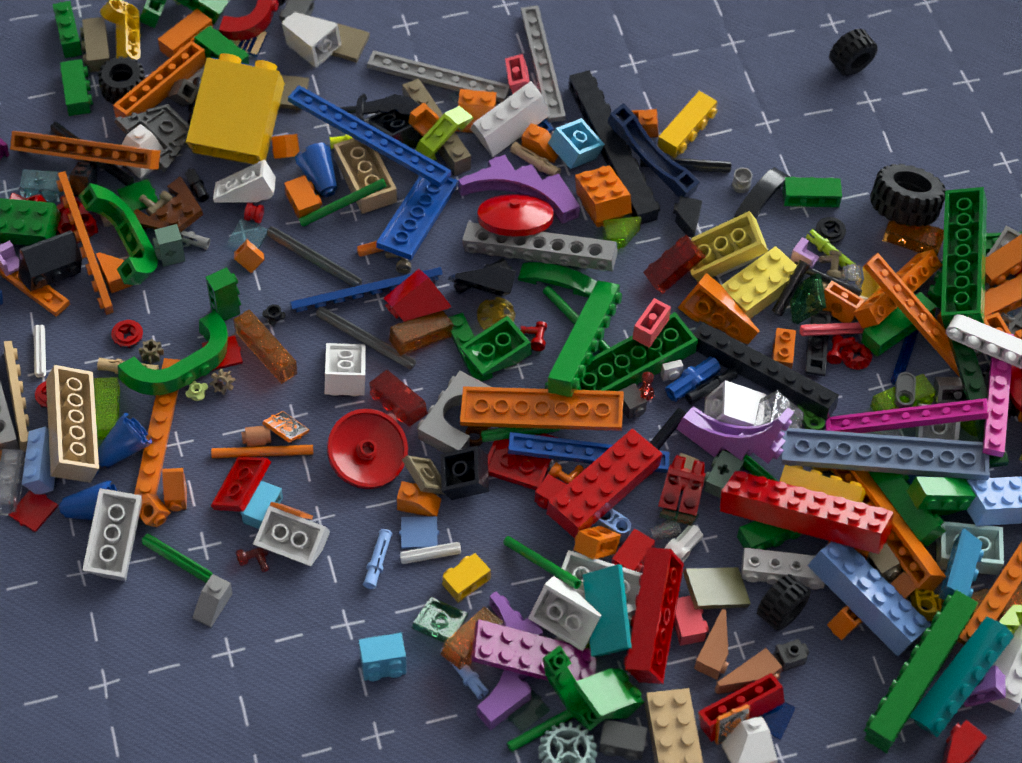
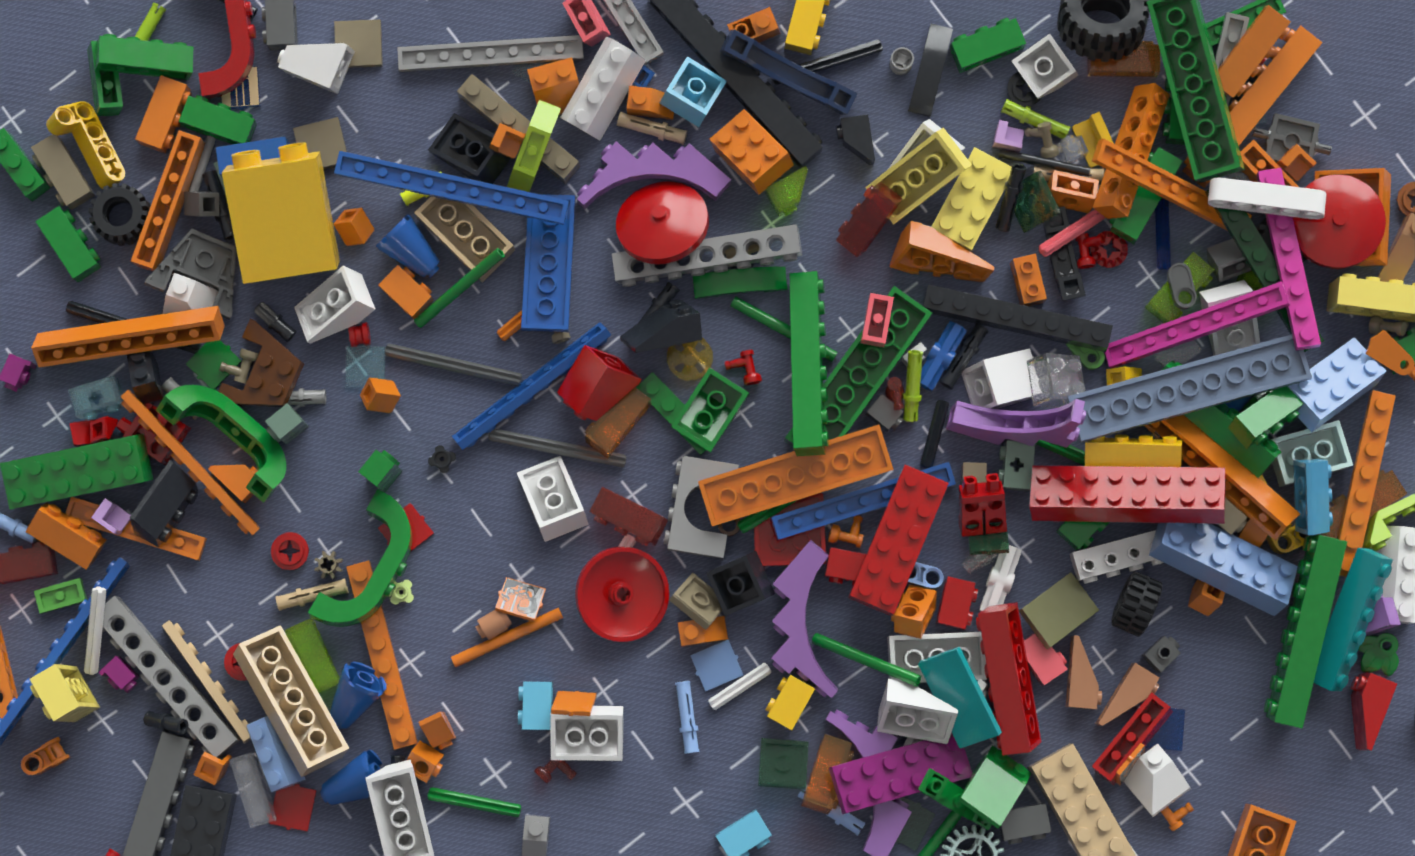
camera: 20 degrees left, 25 degrees up
(39, 351) = (203, 612): white axle -> none
(225, 377) = (425, 572): dark tan gear -> none
(240, 484) = (504, 691): red tile -> none
(265, 346) = (452, 507): clear orange brick -> none
(395, 102) = (447, 125): black sword -> none
(507, 491) = (791, 620): none -> medium lavender arch
(661, 389) = (912, 392): none -> lime pin
(852, 217) = (1045, 67): none -> white slope
(975, 716) = (1376, 656): none -> green plate

